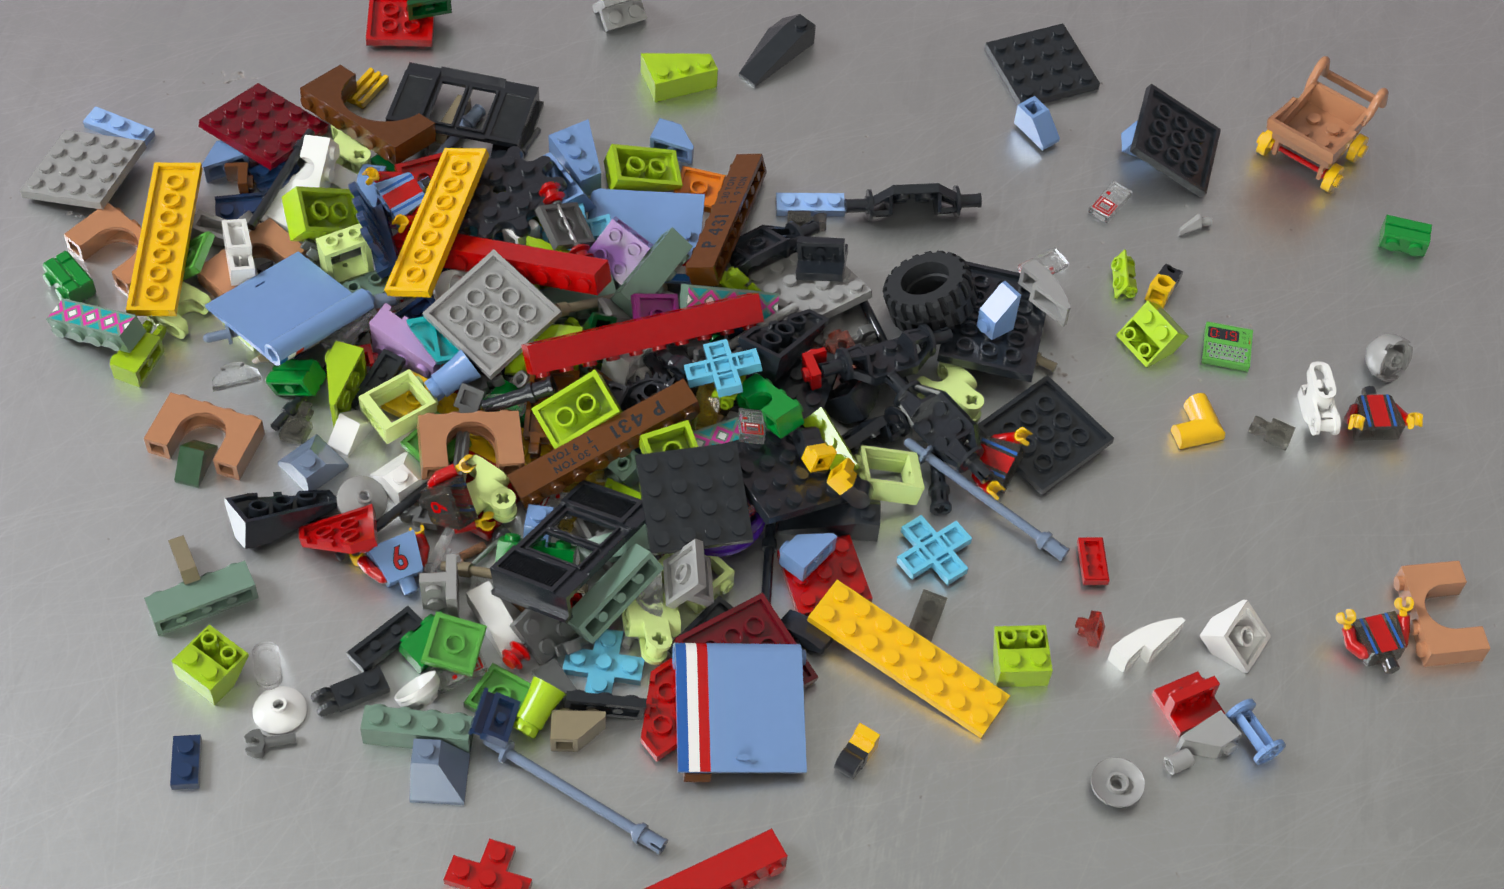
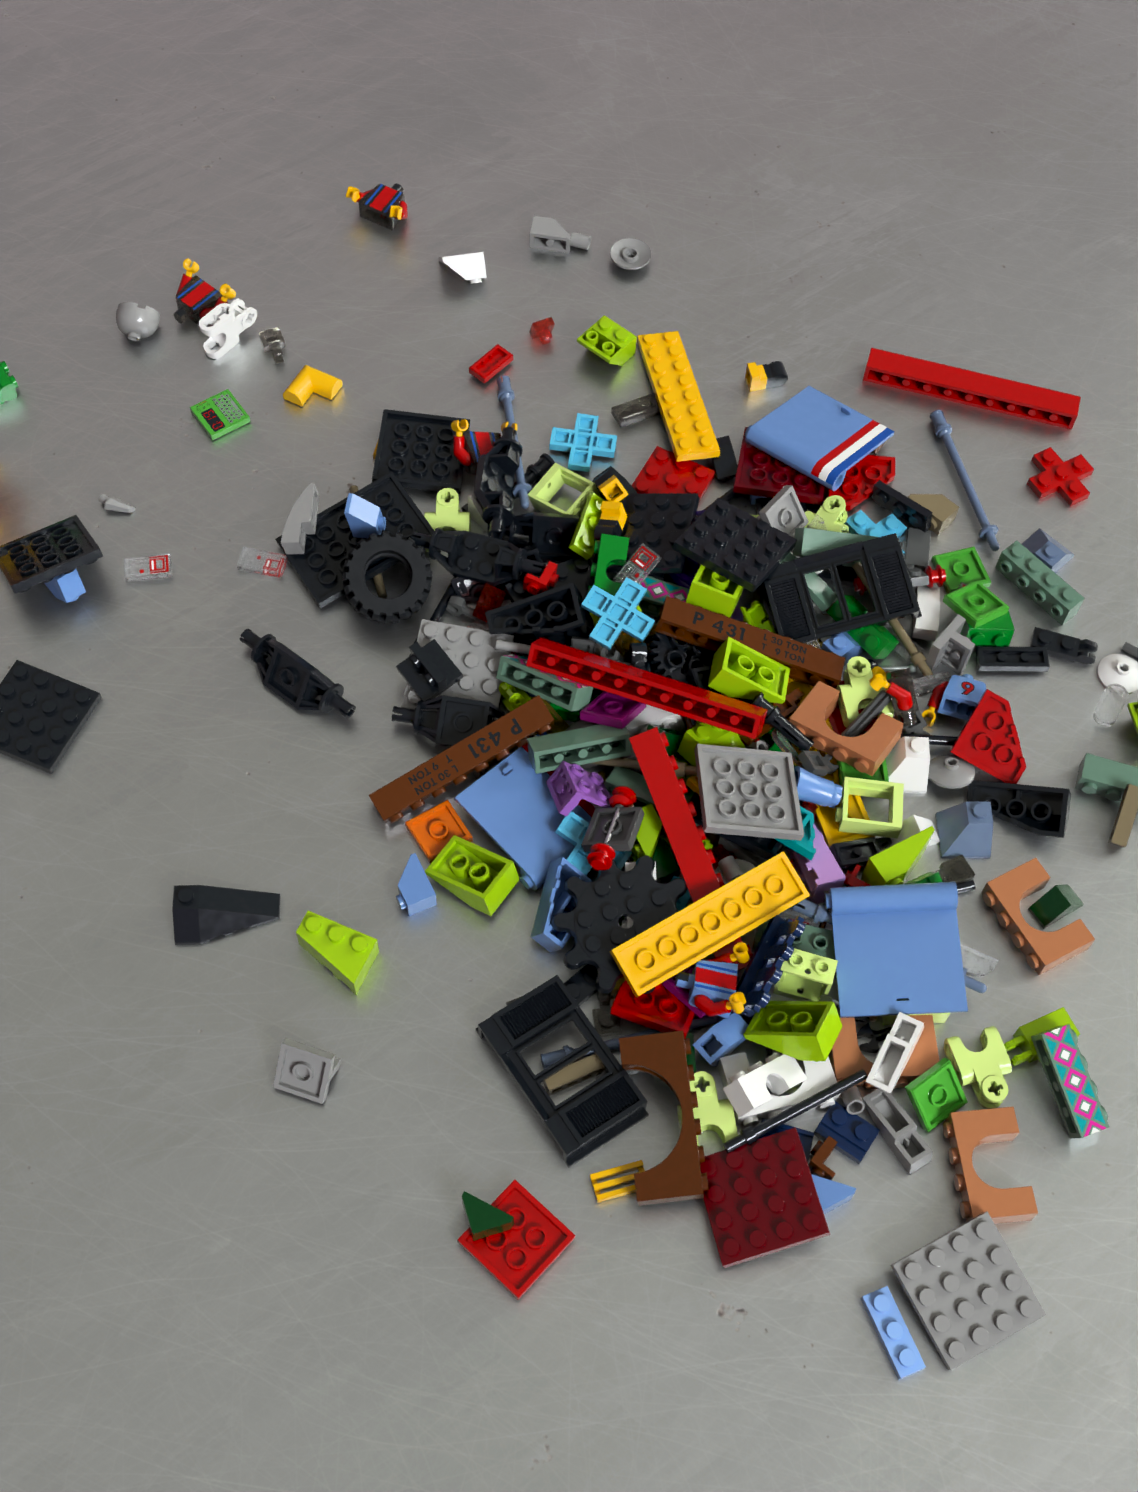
camera: 135 degrees left, 5 degrees up
(68, 278) = (1057, 1169): green brick -> none
(164, 239) = (950, 1122): yellow plate -> none
(419, 691) = (1028, 609): white piece -> none
(494, 717) = (985, 543): dark blue plate -> none
(537, 707) = (944, 534): lime plant -> none
(577, 154) = (509, 934): medium blue wedge -> none
(804, 217) = (392, 736): clear smoke plate -> none
(806, 553) = (675, 482): medium blue slope -> none
(827, 203) = (368, 746): light blue plate -> none
(1036, 123) = (116, 662): medium blue slope -> none
(1123, 275) = (220, 508): lime hinge -> none
(1145, 642) = (519, 300): white slope -> none
(1152, 334) = (260, 453): lime slope -> none
(1163, 285) = (202, 477): yellow leg -> none
(1188, 701) = (534, 260): red bracket -> none
(1255, 732) = (525, 206): medium blue hose -> none
(1433, 641) = (323, 209): nougat arch -> none

